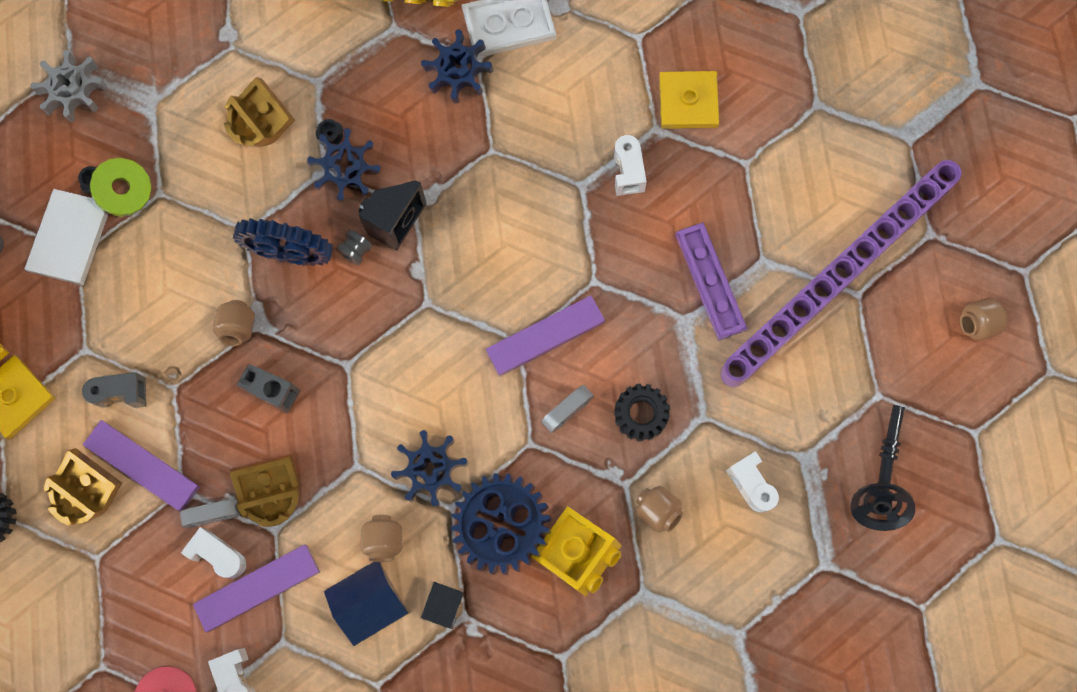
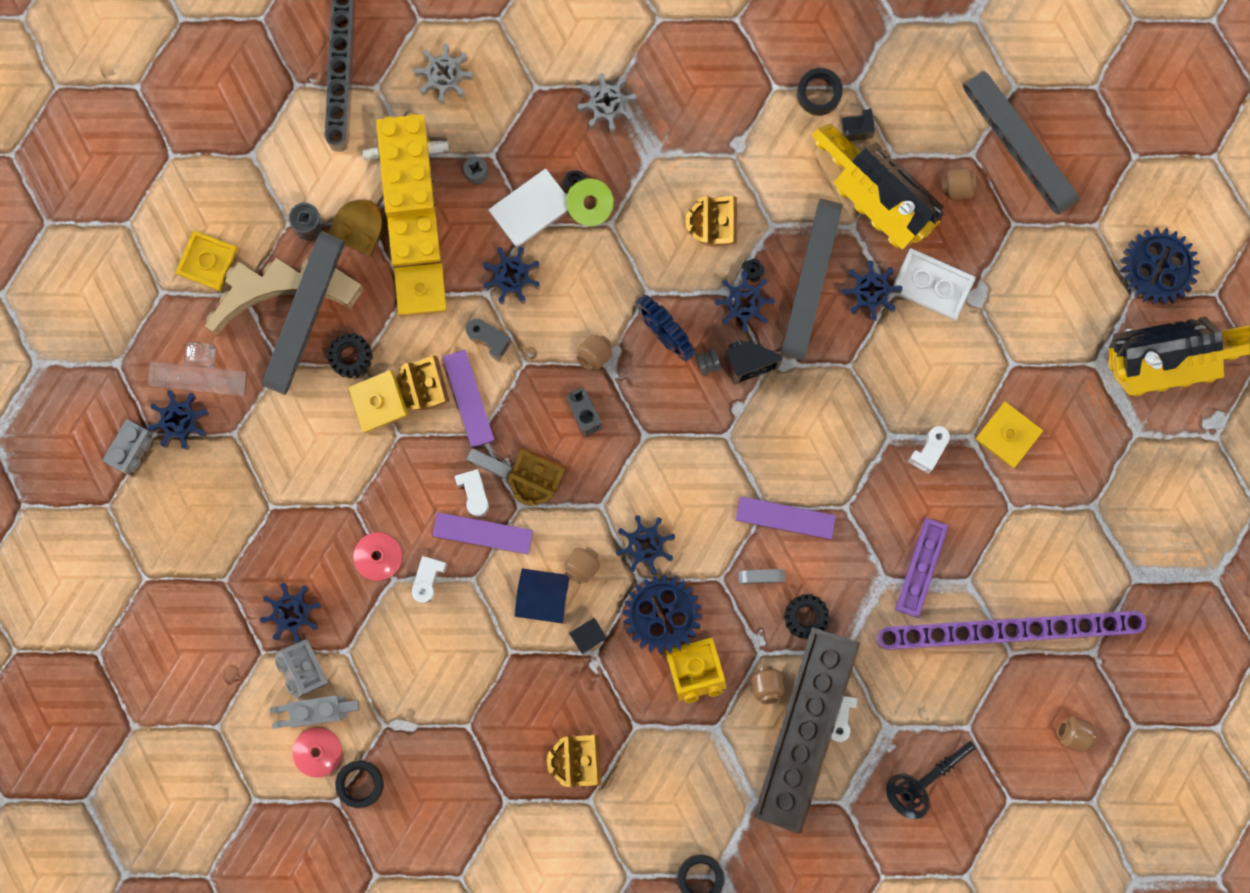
camera: 35 degrees right, 5 degrees up
(46, 540) = (378, 401): none -> yellow plate
(89, 324) = (520, 271): none -> dark blue gear
(392, 99) = (811, 279): none -> dark grey beam
(734, 524) = (806, 730): none -> dark brown plate

